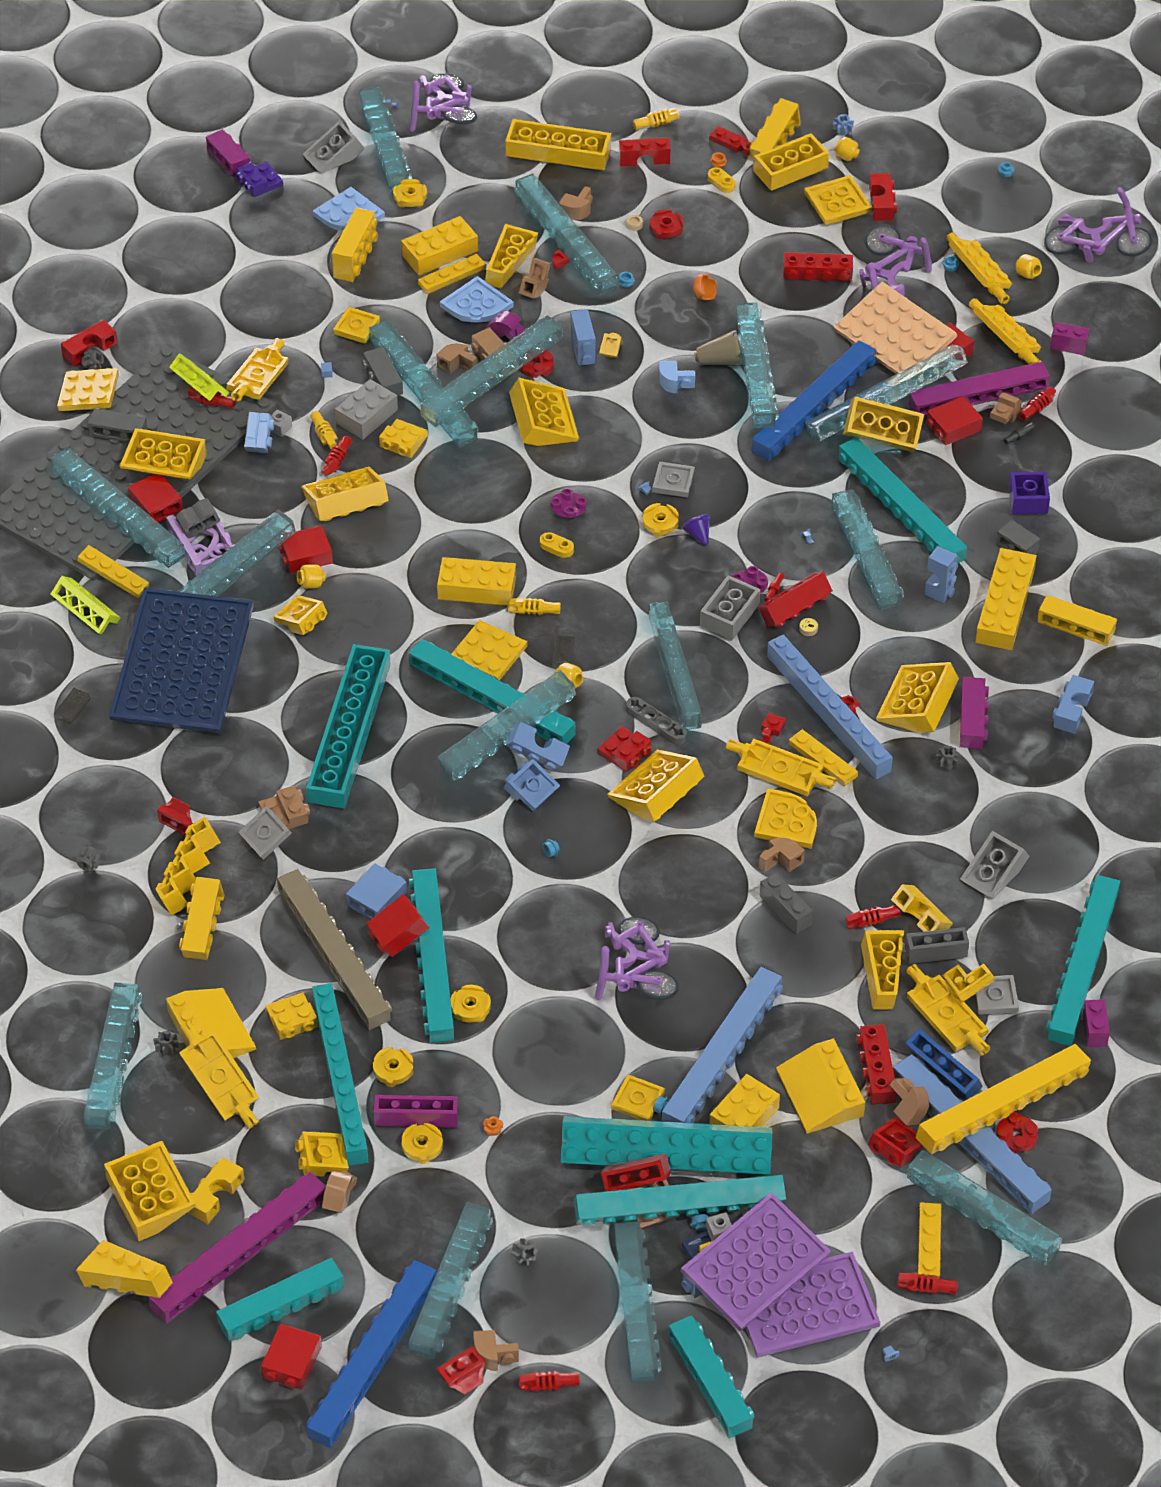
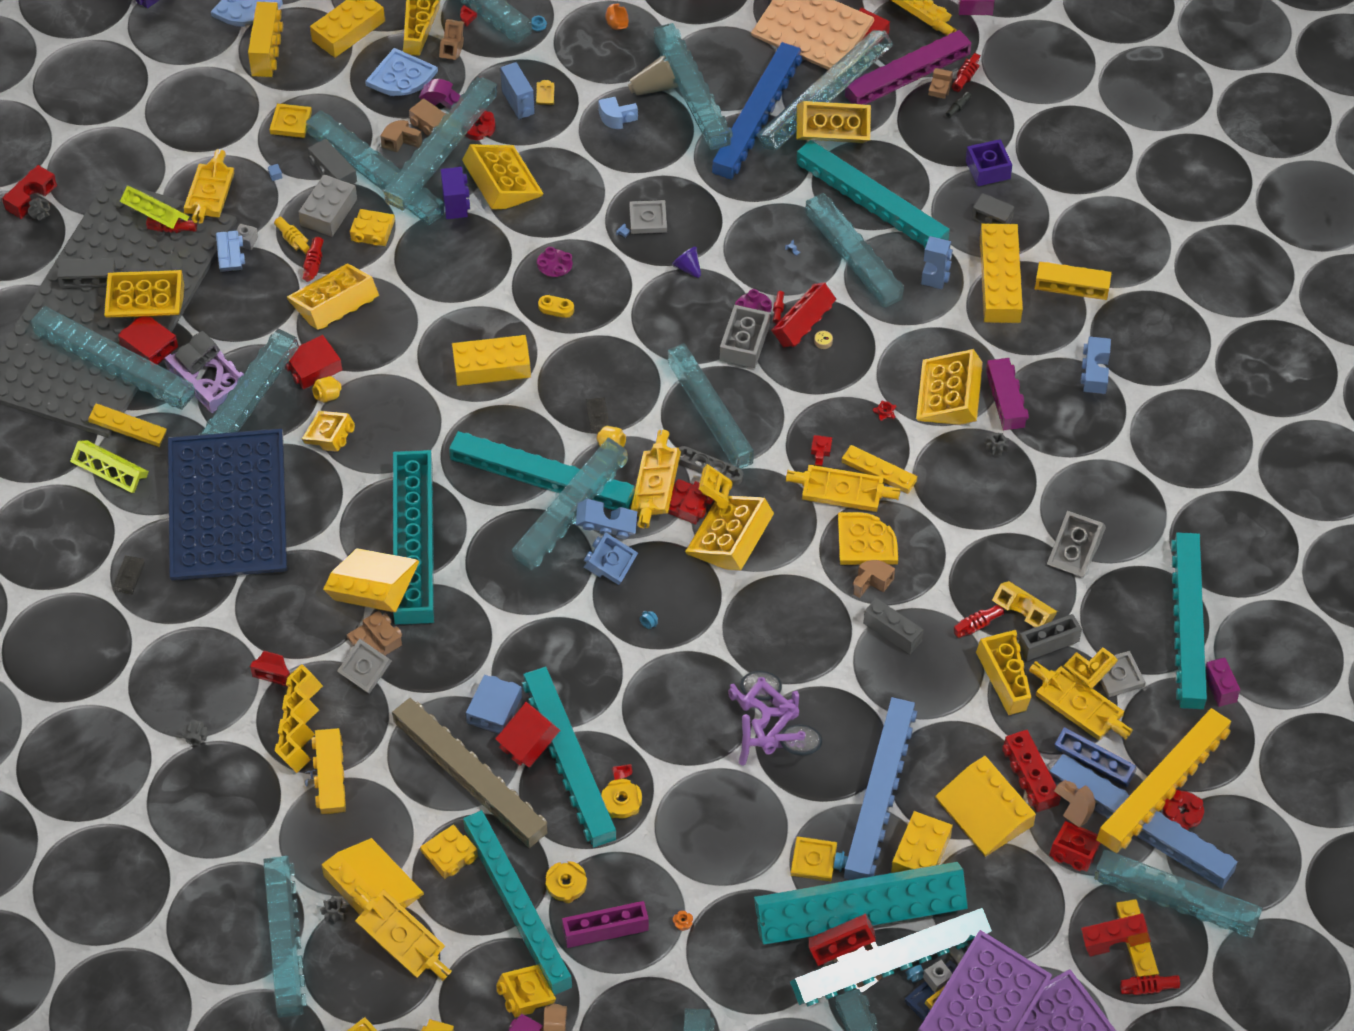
camera: 15 degrees left, 5 degrees up
(88, 389) = (43, 240): yellow plate -> none
(294, 755) = (371, 579): none -> yellow slope
(426, 1152) = (624, 965): yellow plate -> none
(451, 274) = (367, 50): yellow plate -> none
(479, 979) = (621, 771): none -> red tile
(490, 649) = (525, 427): yellow plate -> none
(491, 420) = (455, 192): none -> dark purple brick
(533, 606) = (556, 374): yellow hinge -> none
(598, 722) = (655, 480): none -> yellow plate
(650, 734) = (710, 485): none -> yellow plate
(660, 527) = (648, 268): yellow plate -> none
(829, 707) = (870, 417): medium blue brick -> none
(921, 1226) = (1127, 929): none -> red arch
(954, 420) = (895, 104): red brick -> none

